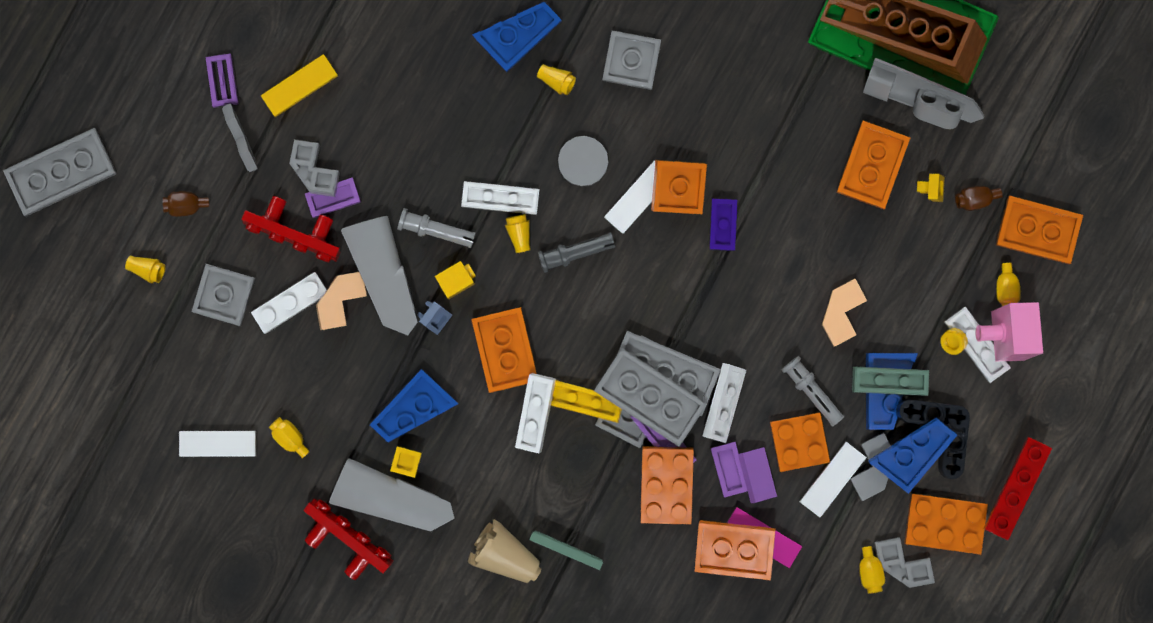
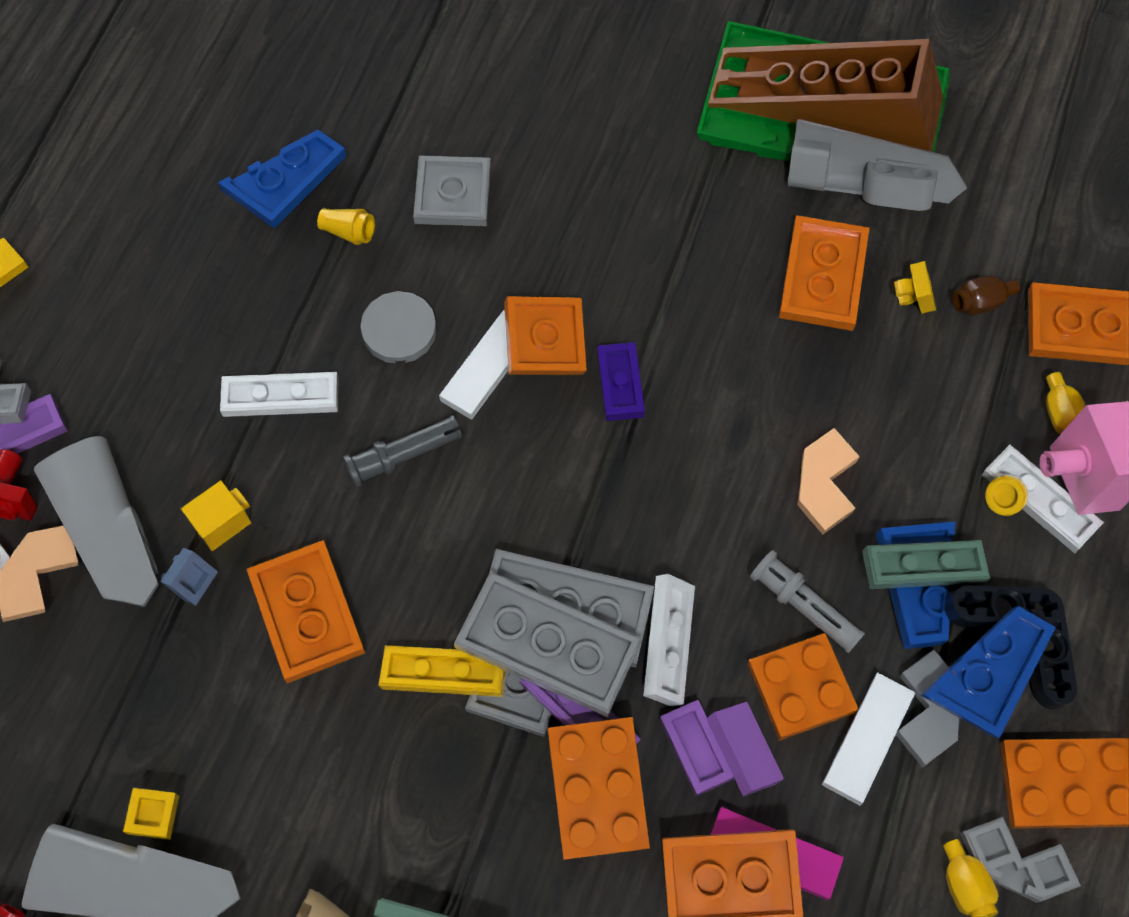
camera: 15 degrees left, 20 degrees down
(413, 406) = (159, 724): blue wing -> none
(423, 225) = (164, 445): light grey pin -> none
(519, 232) = (311, 433): yellow cone -> none
(535, 413) = (363, 700): white plate -> none

